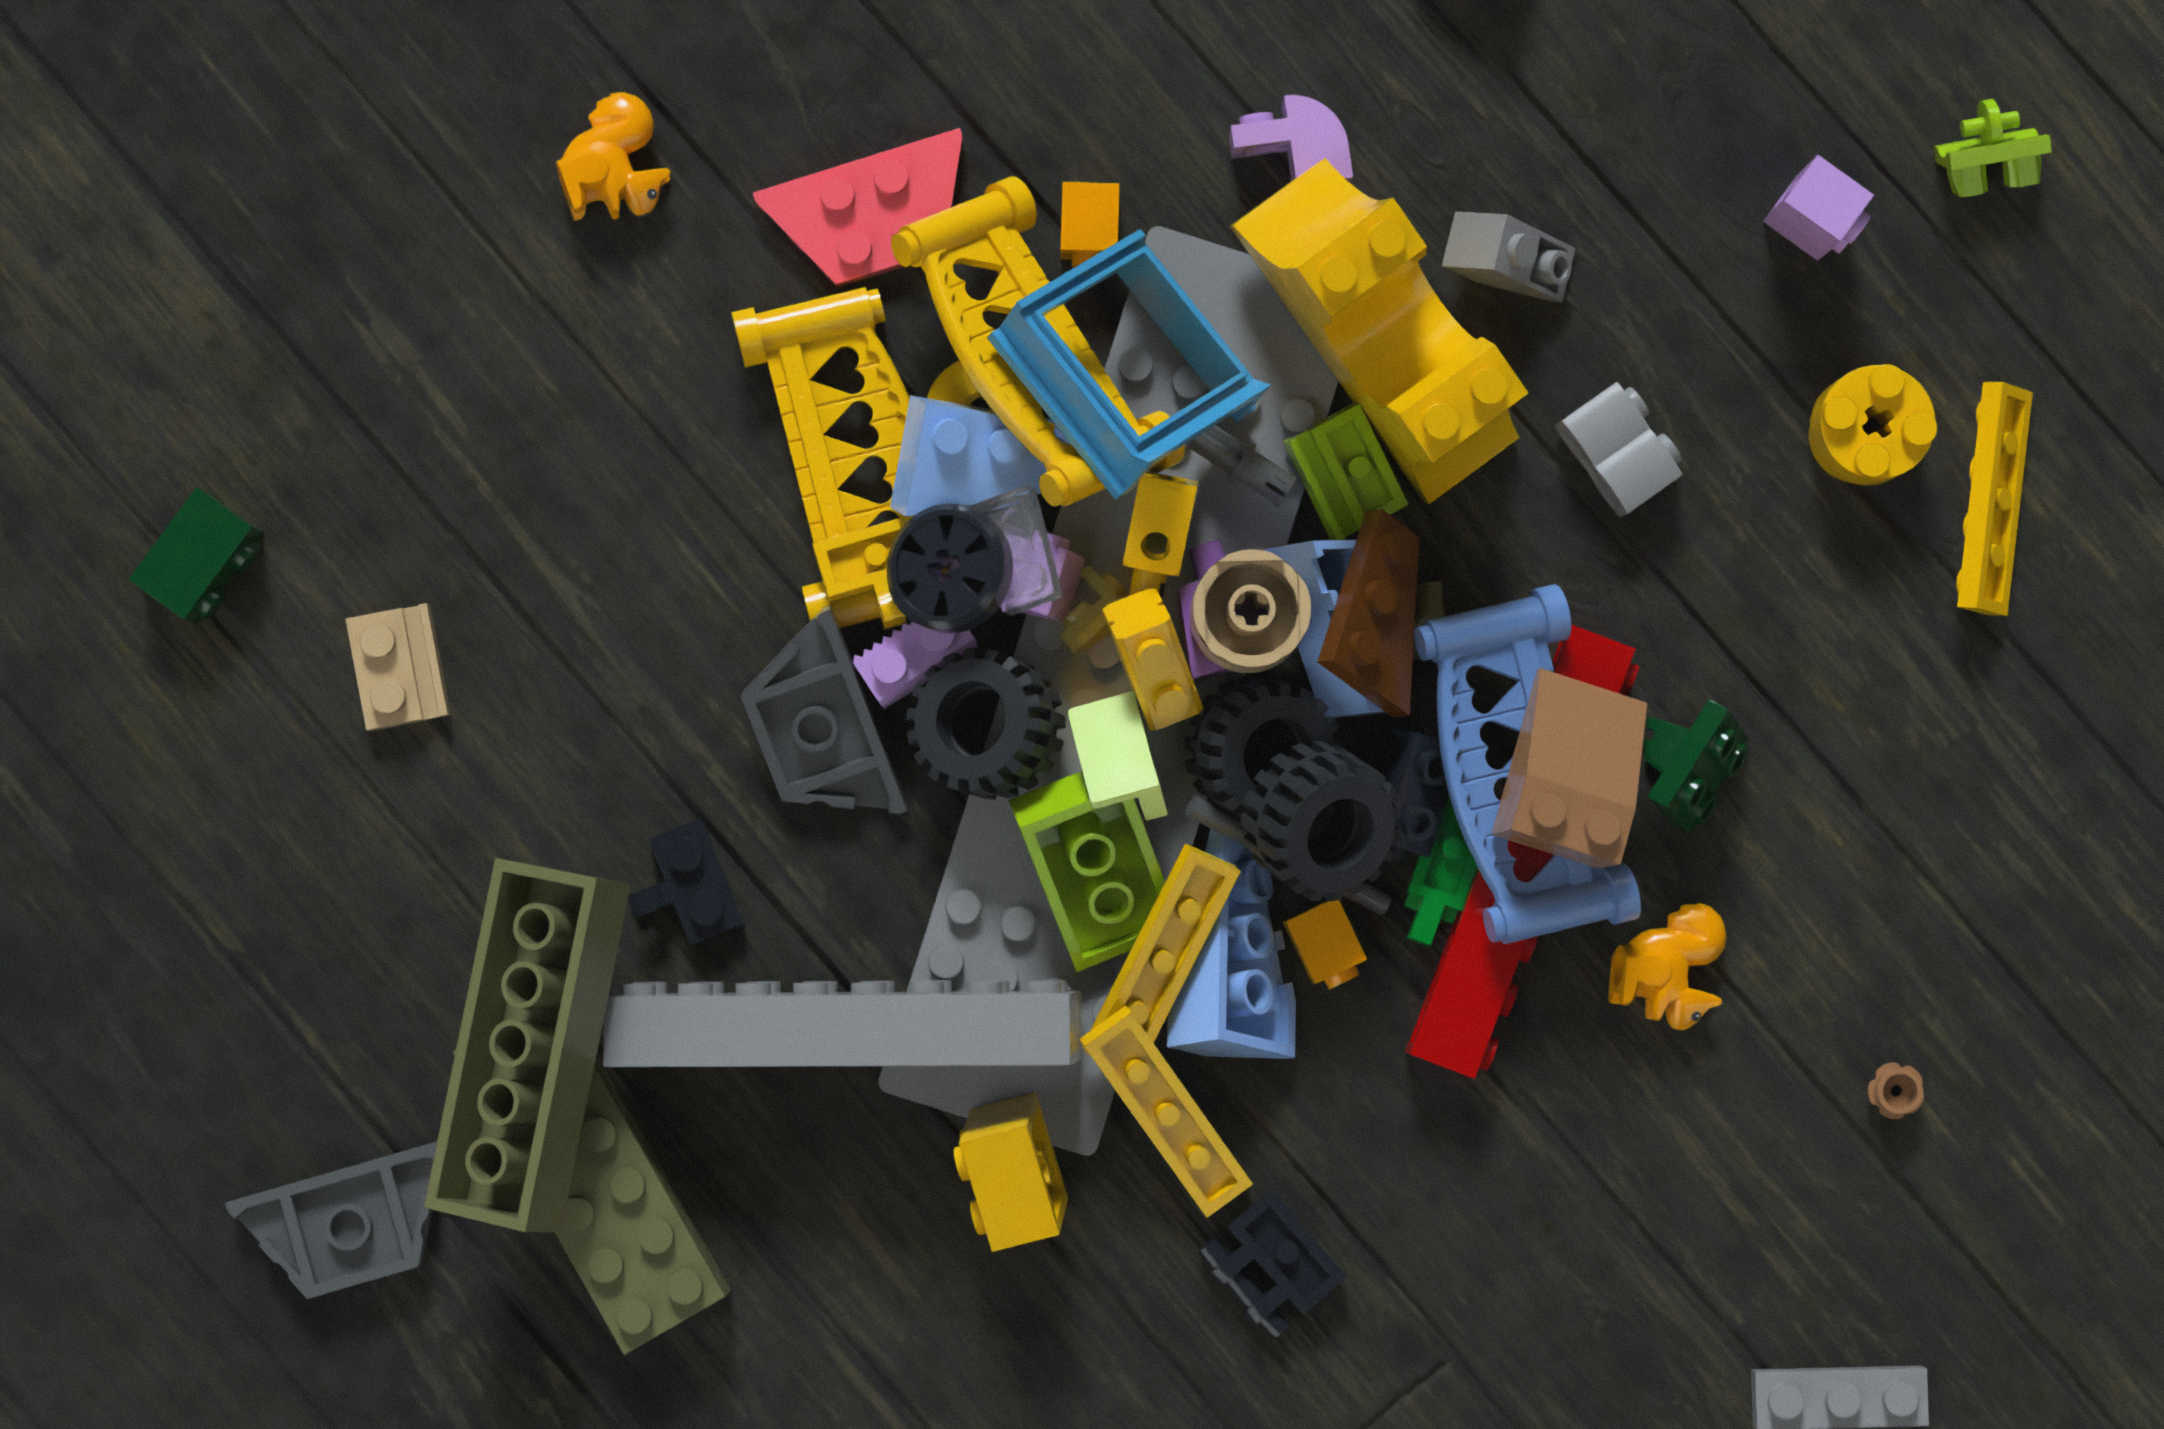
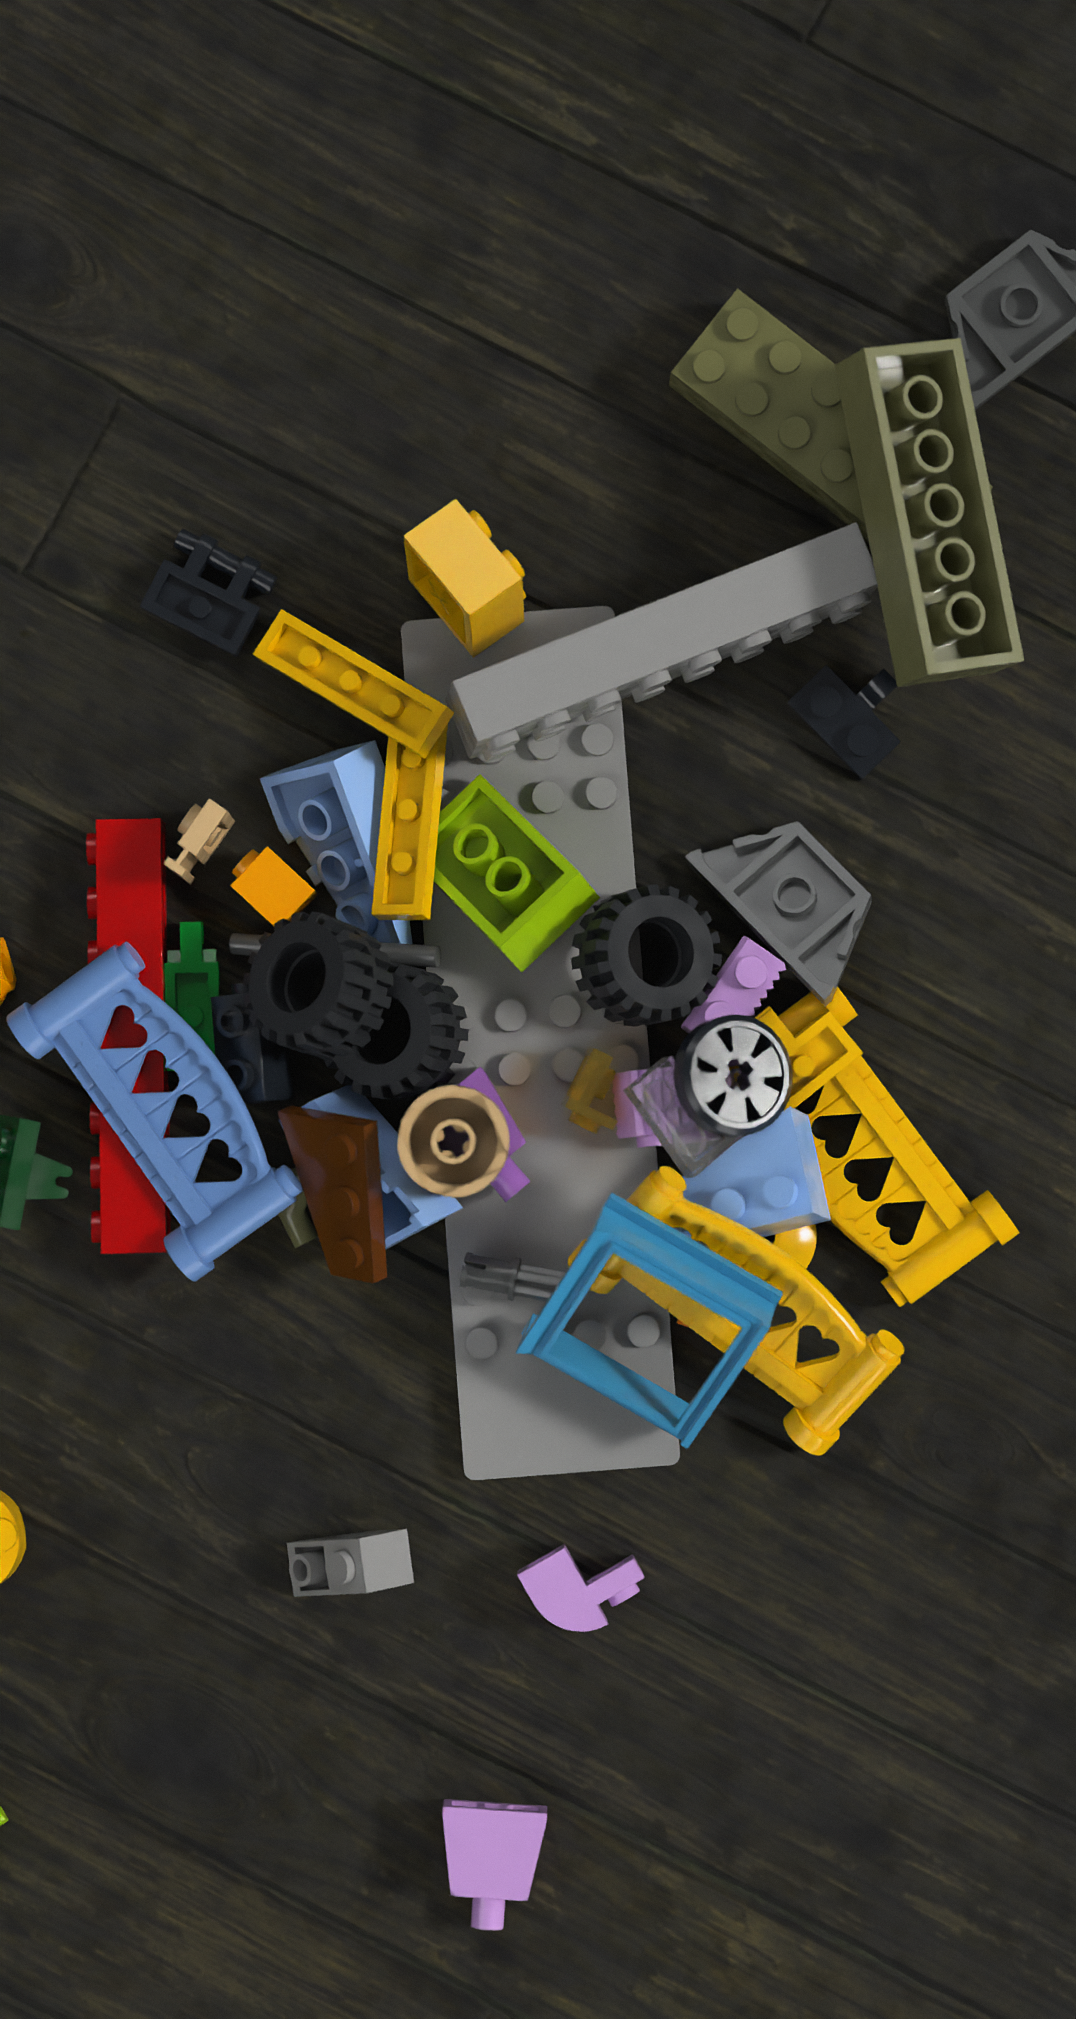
camera: 165 degrees right, 0 degrees up
(853, 210) = (945, 1372): coral wing -> none
(1088, 219) = (735, 1441): light orange brick -> none
(1116, 754) = (520, 972): yellowish green panel -> none
(1153, 659) = (522, 1069): yellow brick -> none
(1161, 506) = (568, 1204): yellow torso -> none
(1344, 471) = (419, 1309): lime plate -> none
(1367, 308) = (439, 1448): yellow piece -> none
(1375, 1022) = (202, 834): none -> tan plate
(1574, 771) = (113, 1120): medium nougat slope -> none
(1620, 448) = (183, 1429): light grey brick -> none
(1821, 209) = (88, 1714): lavender brick -> none

